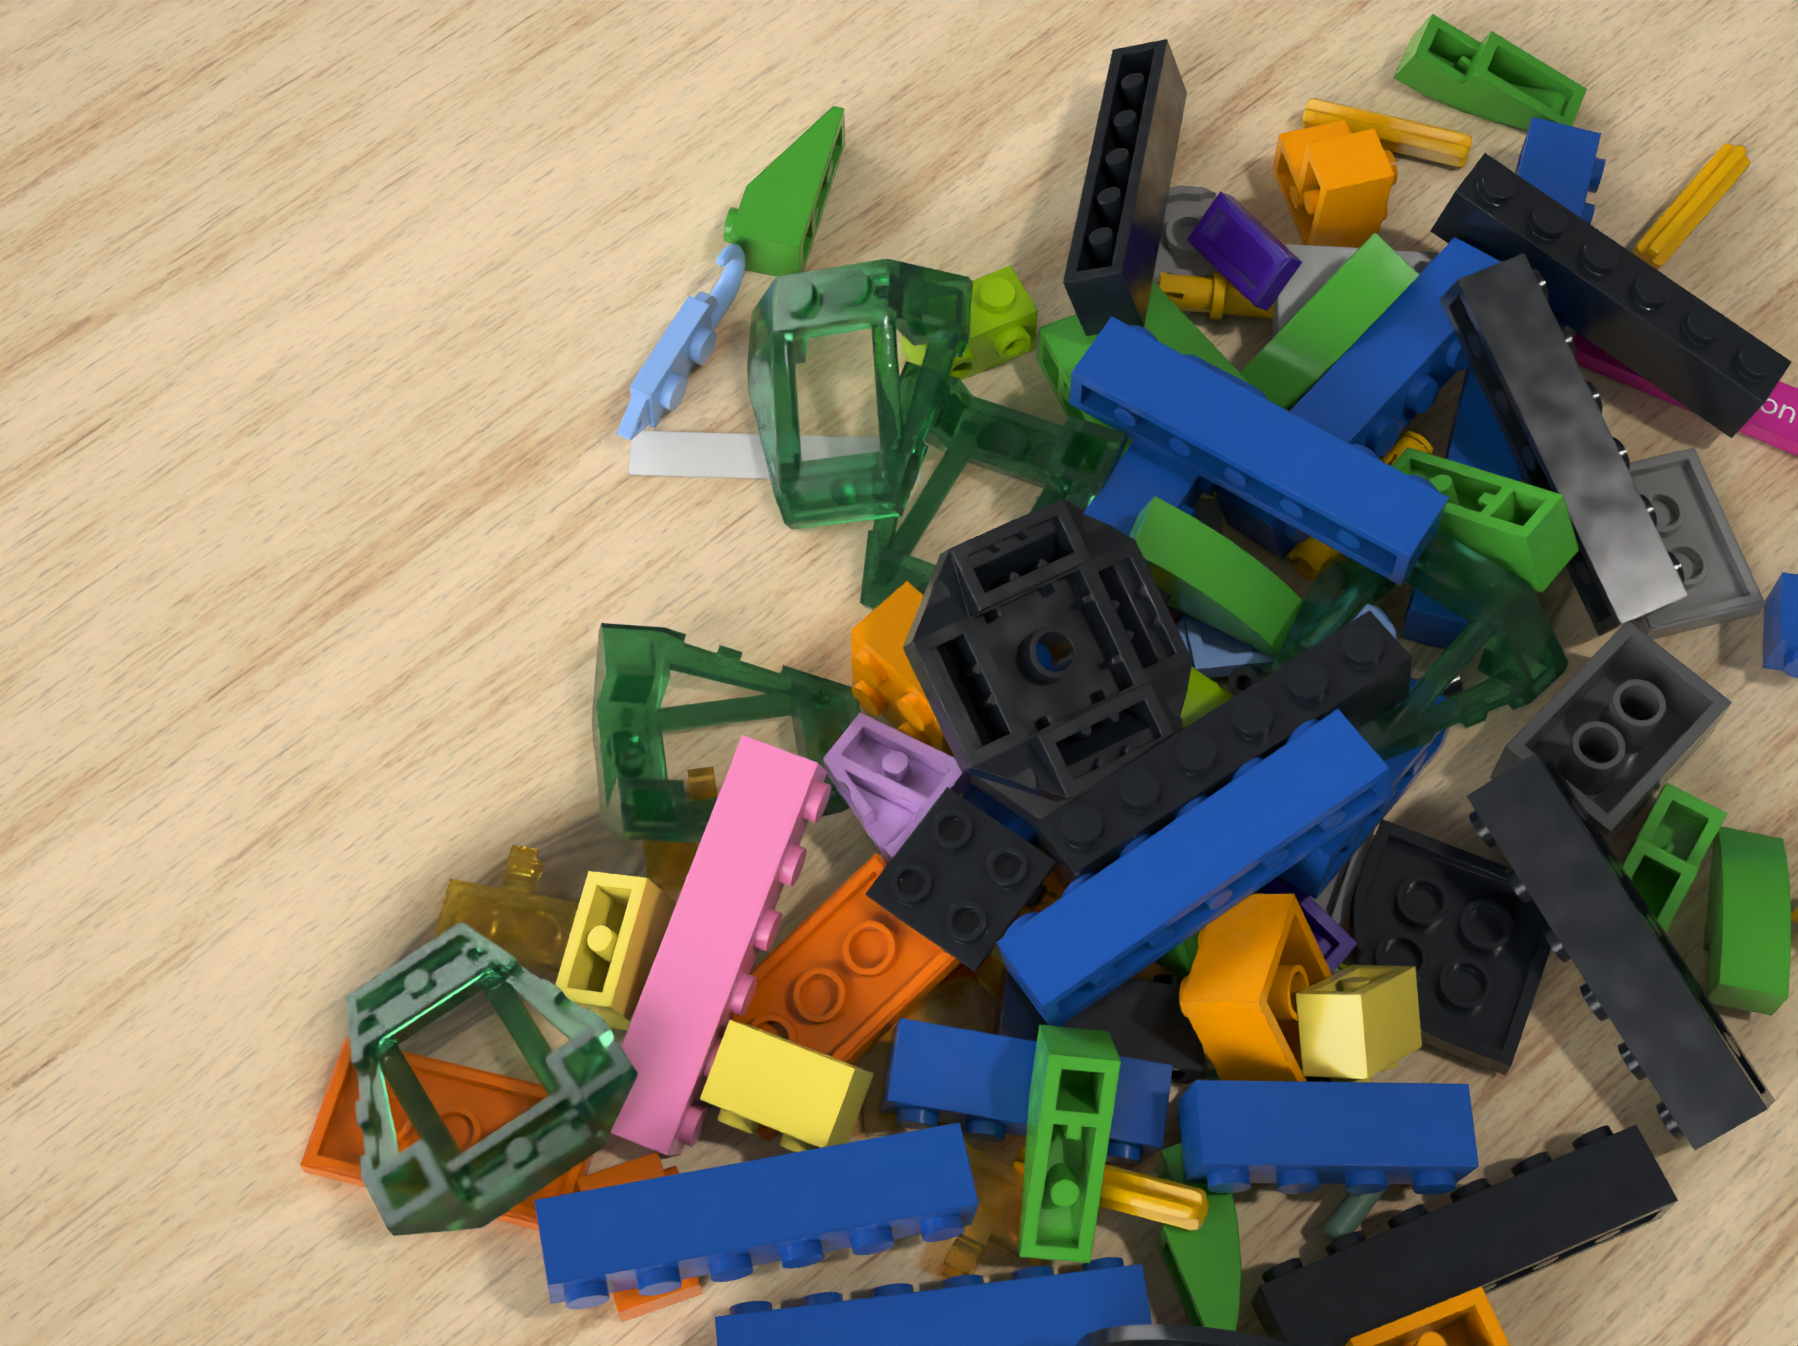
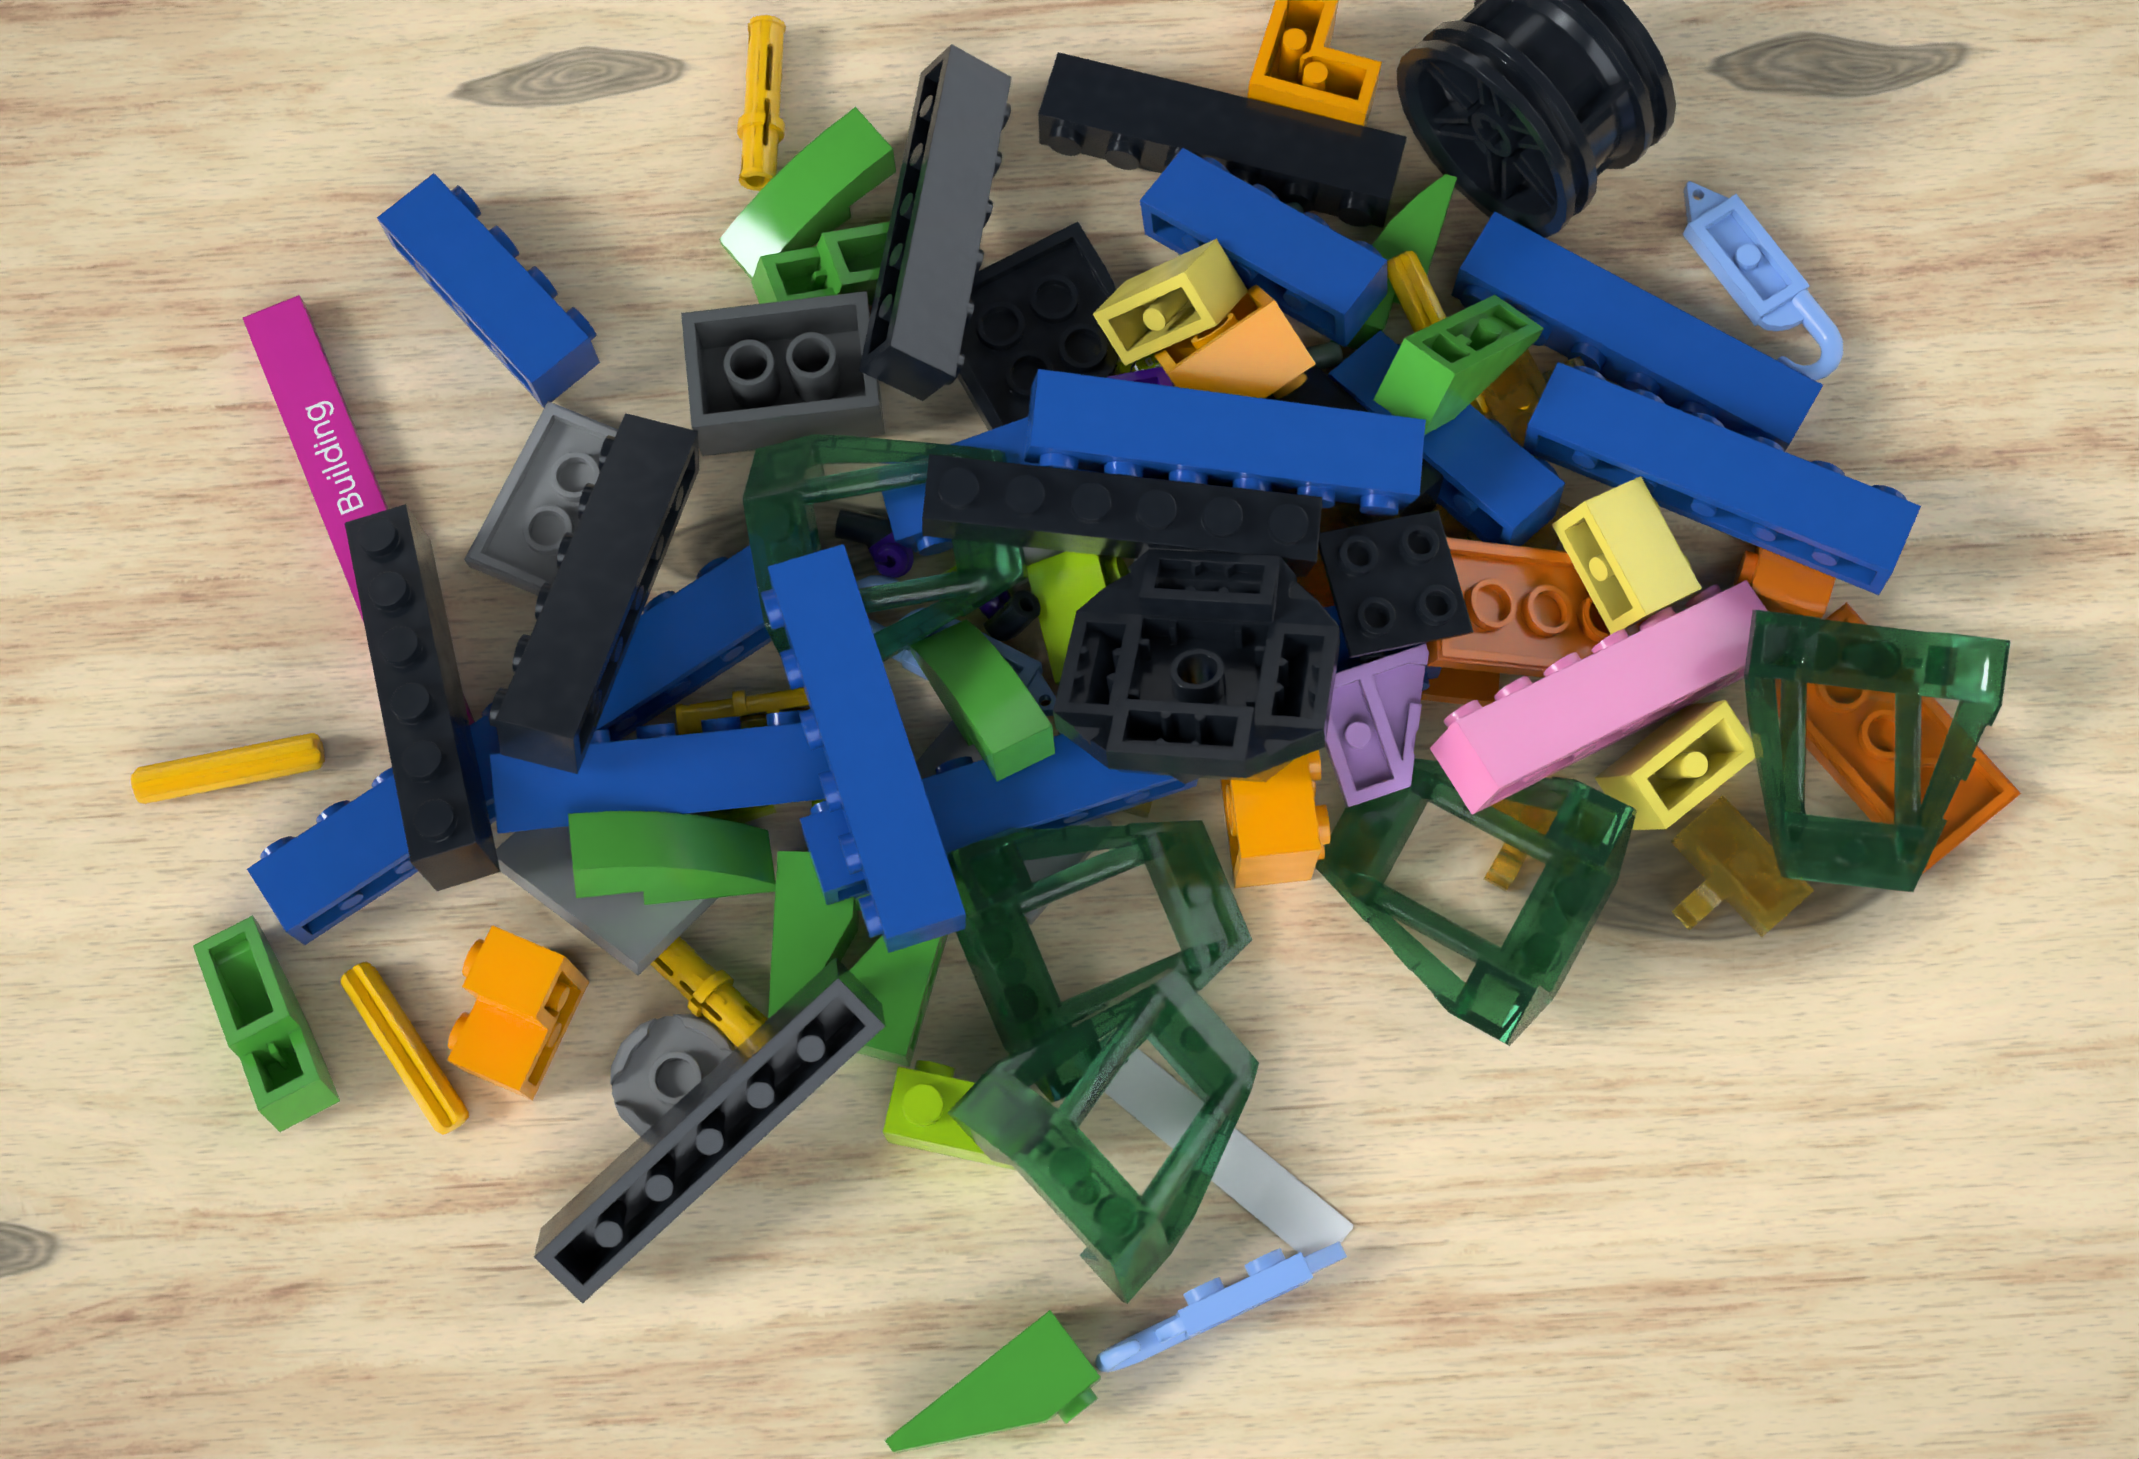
camera: 140 degrees left, 10 degrees up
(1244, 251) = (665, 991): dark purple tile -> none
(1500, 517) = (722, 594): bright green slope -> none

